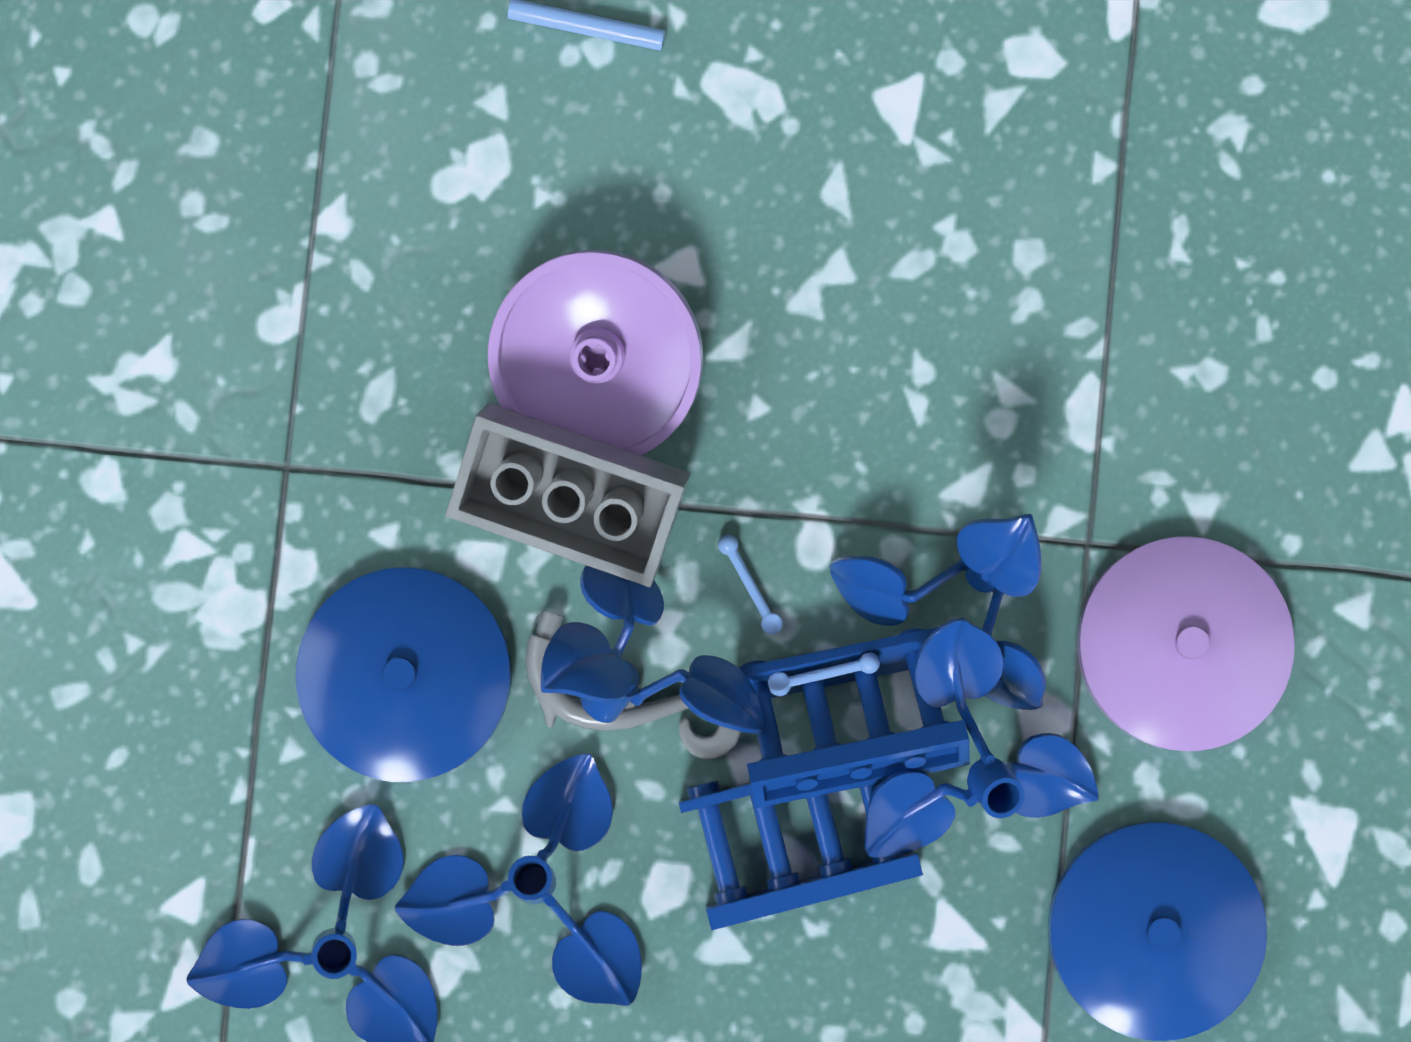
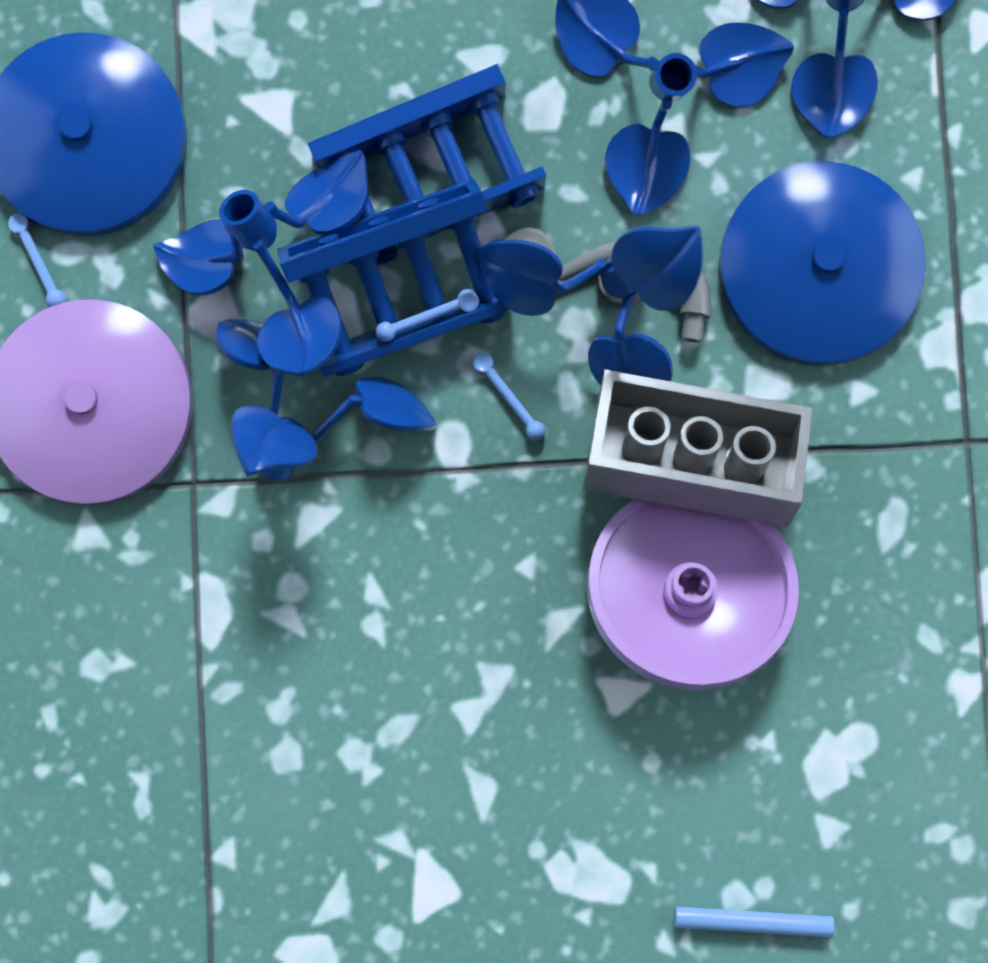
camera: 170 degrees right, 0 degrees up
(1235, 842) = (21, 225): none -> light blue hinge

